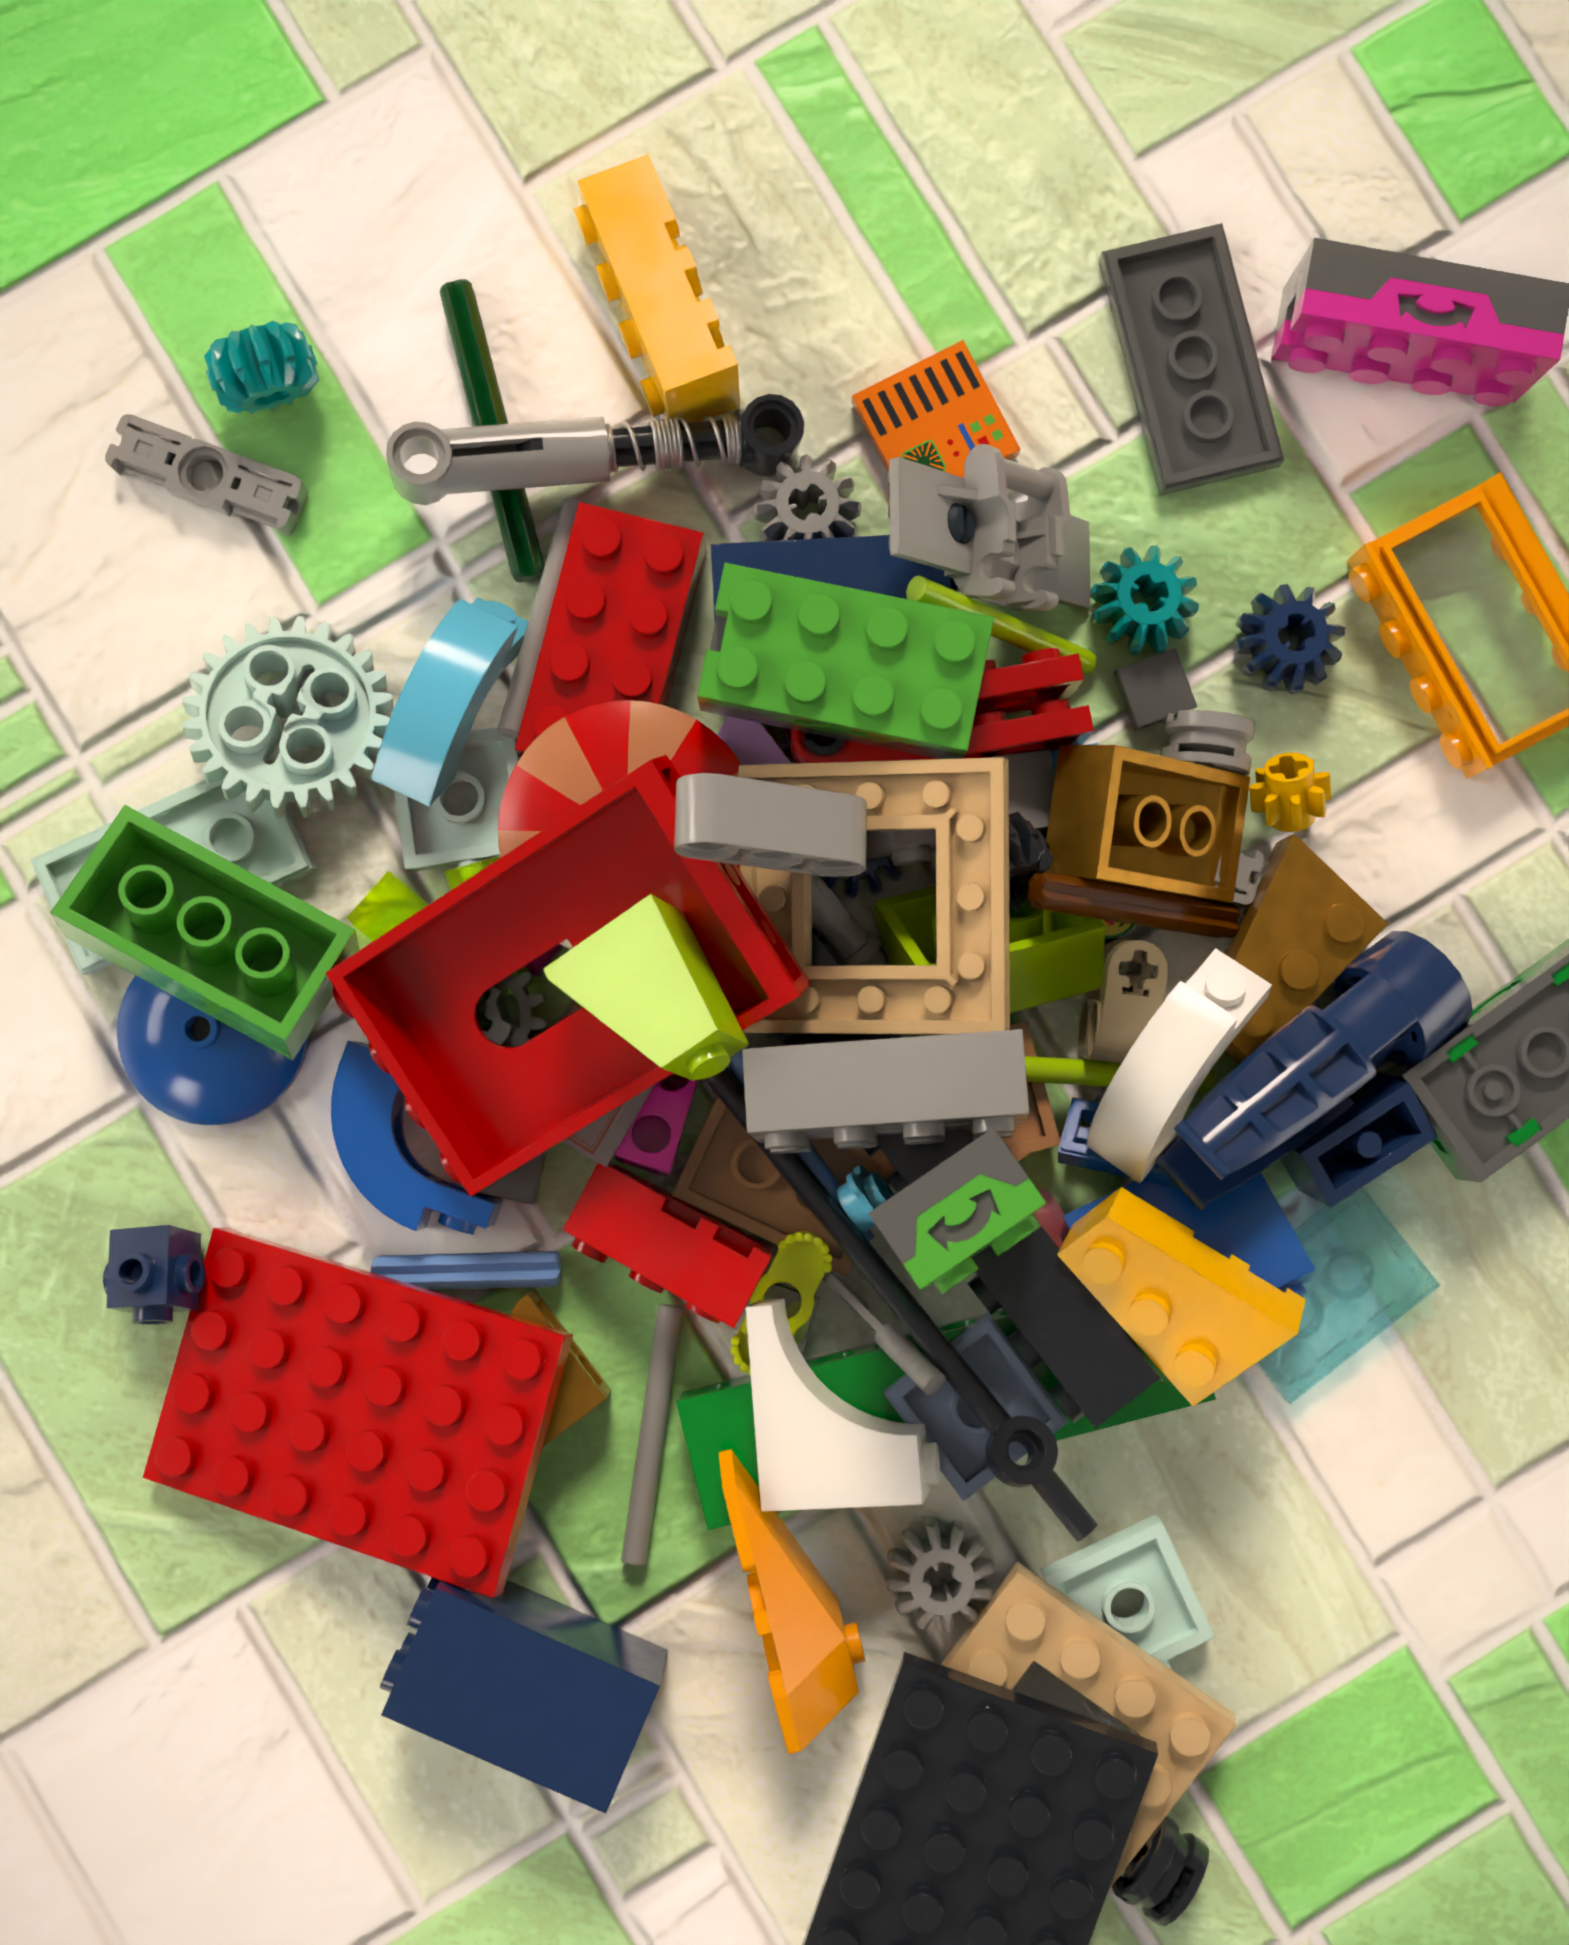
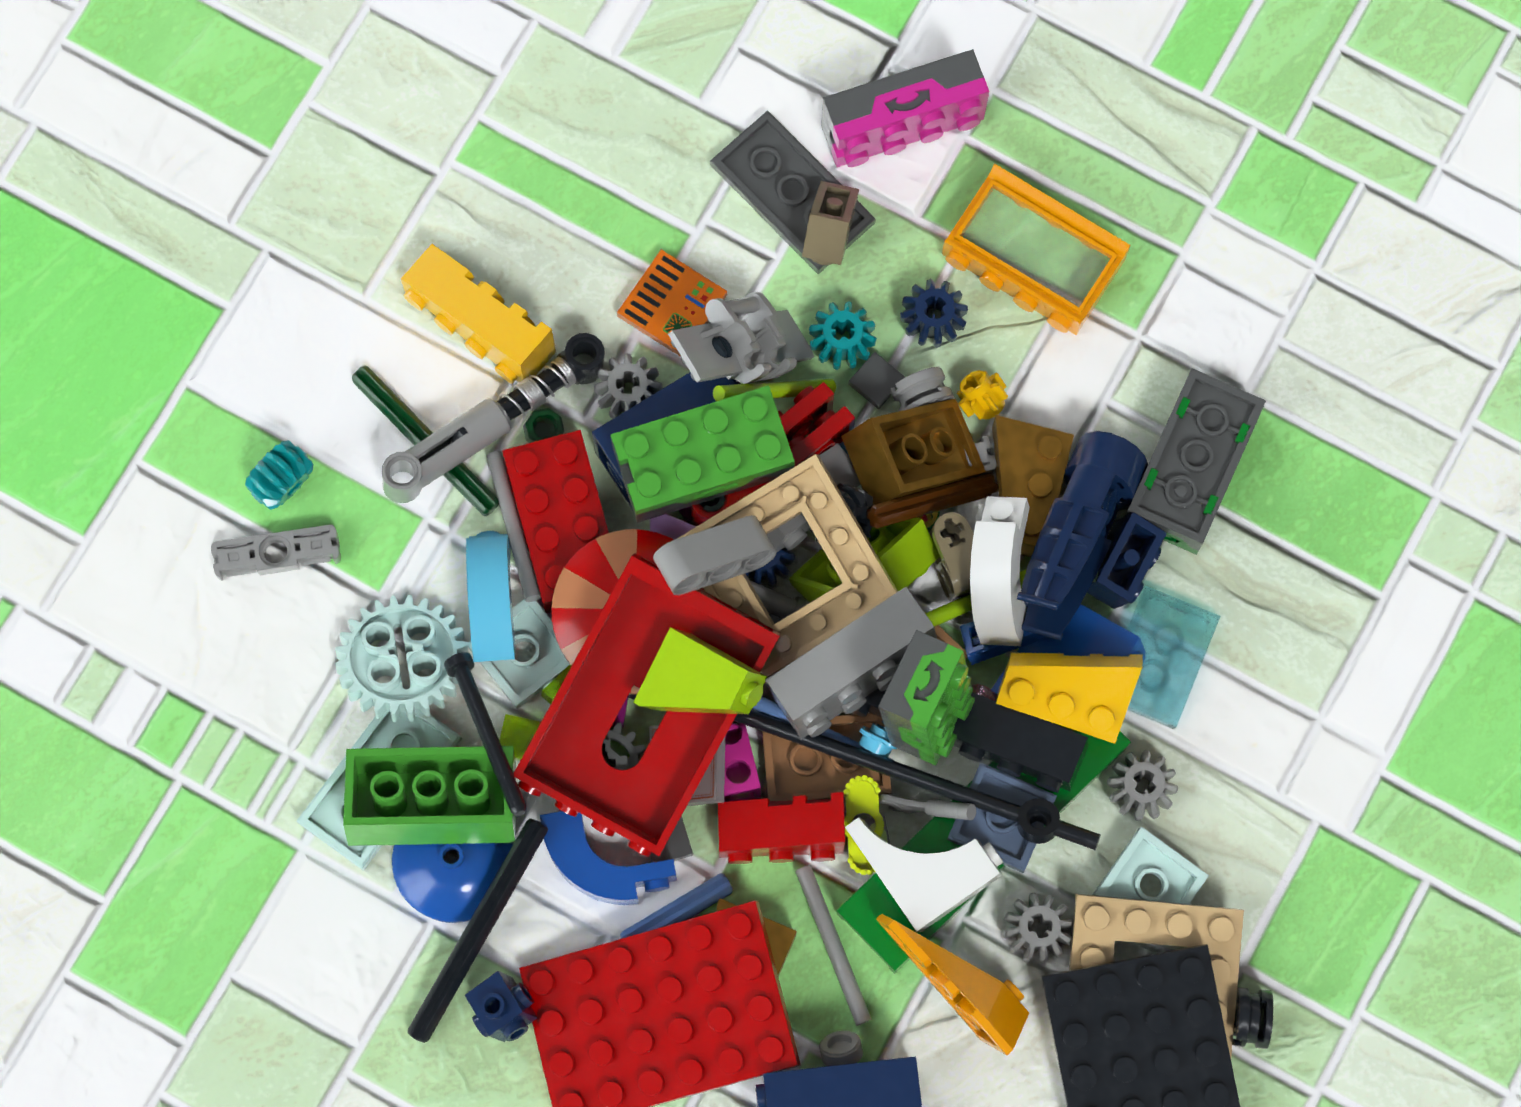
camera: 30 degrees left, 10 degrees down
(182, 1148) = (477, 930): none -> black axle
(349, 775) = (460, 666): none -> black bar
(578, 1586) = (841, 1048): none -> light grey tile
(661, 499) = (542, 425): none -> dark green tile
(1217, 431) = (830, 223): none -> dark tan slope
(1218, 1464) = (1127, 785): none -> light grey gear

